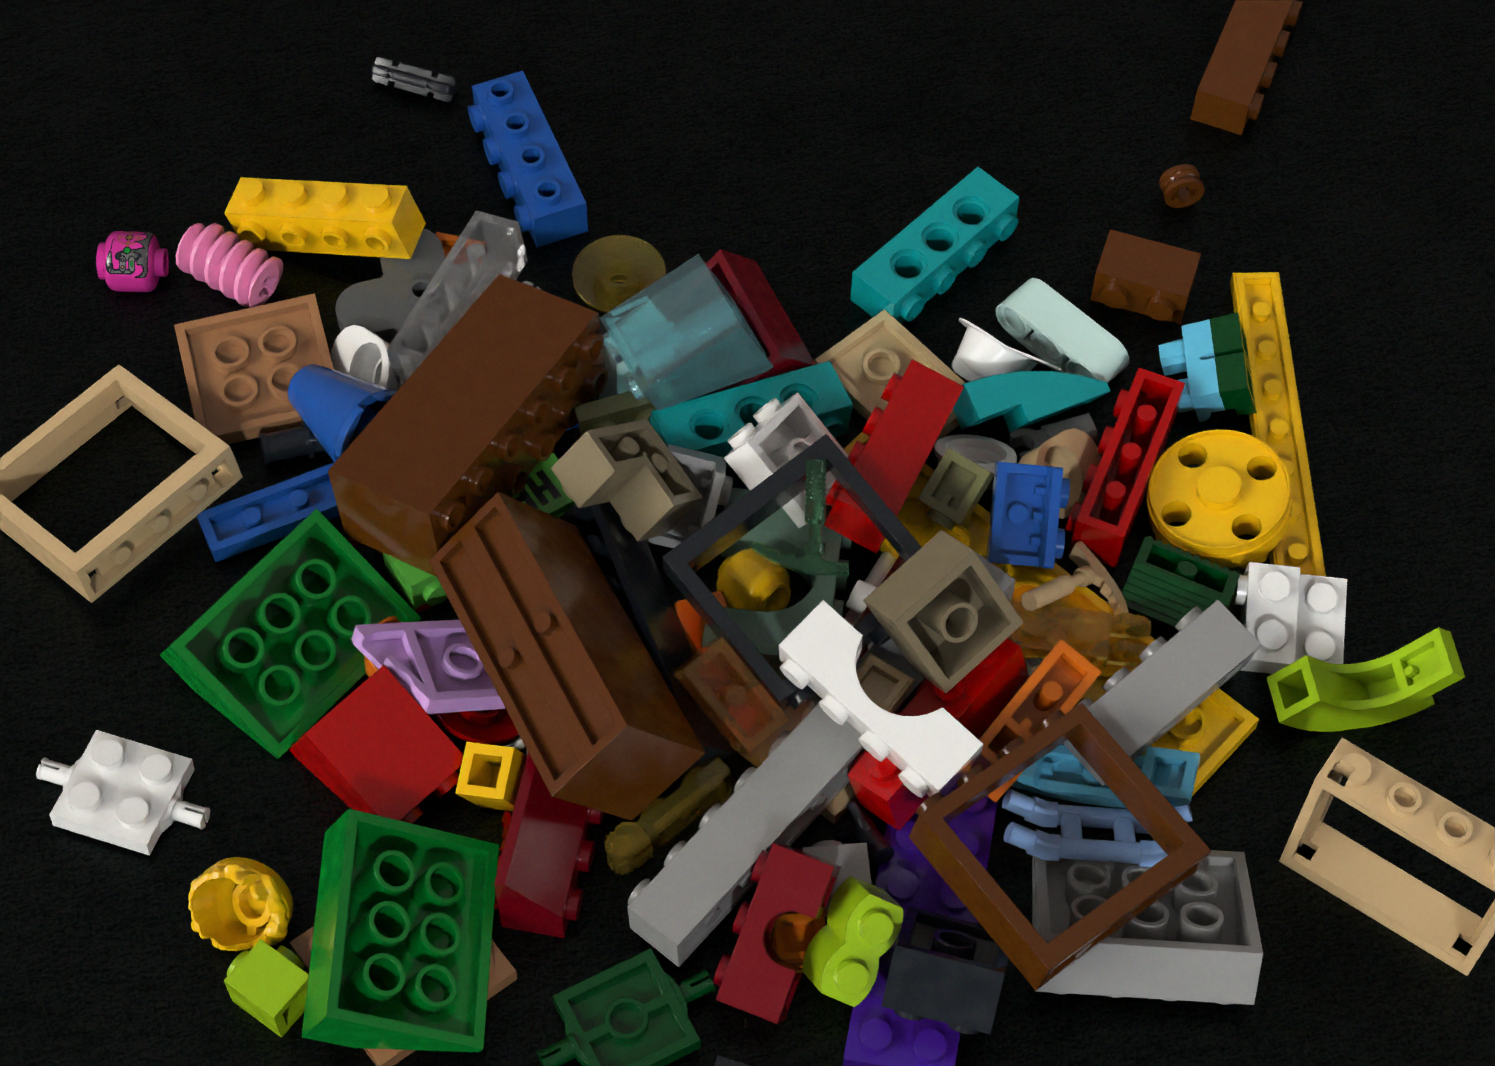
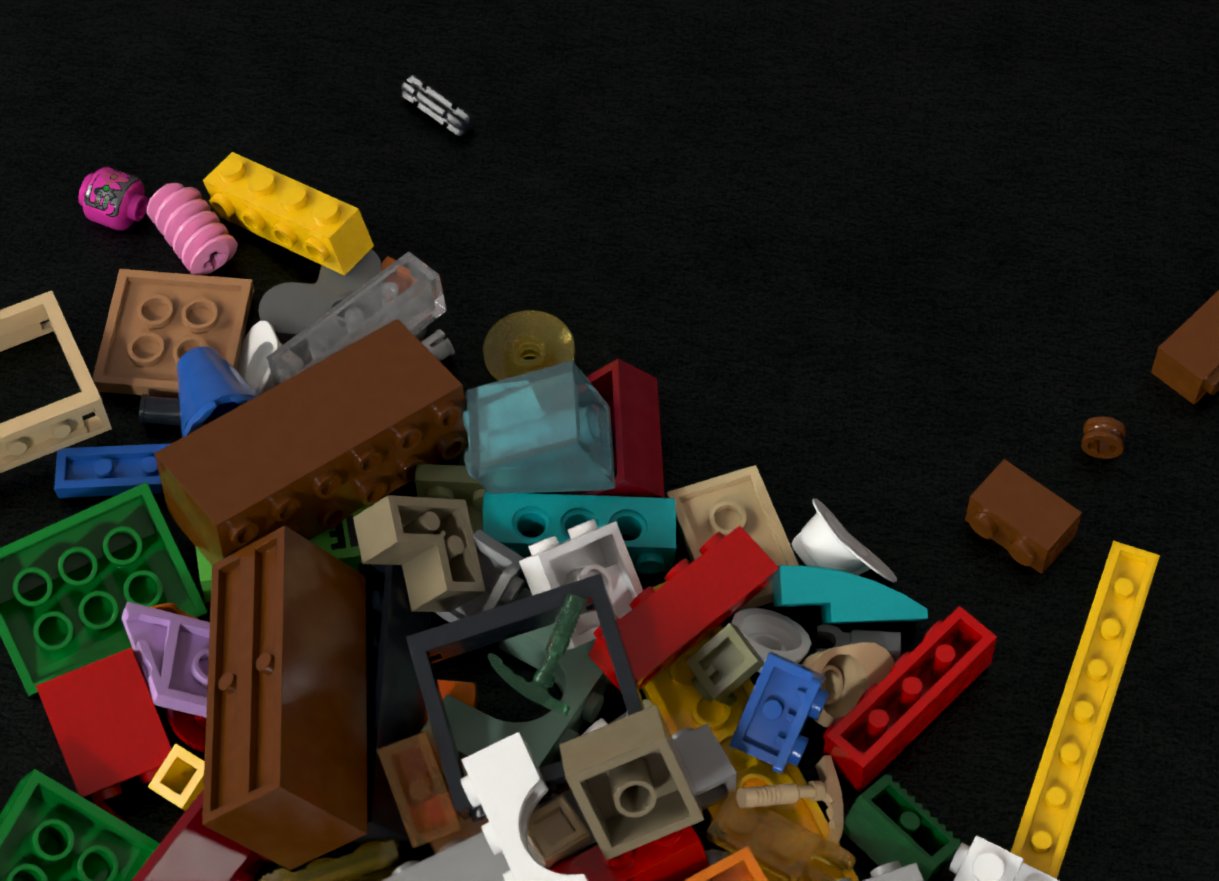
camera: 25 degrees right, 0 degrees up
(529, 159) = (499, 214): blue brick -> none
(753, 582) = (498, 696): yellow head -> none
(936, 248) = (845, 402): teal brick -> none
(1061, 332) = (914, 547): light aqua beam -> none
(1216, 367) = (1045, 629): hips -> none
(1220, 497) = (984, 762): yellow piece -> none

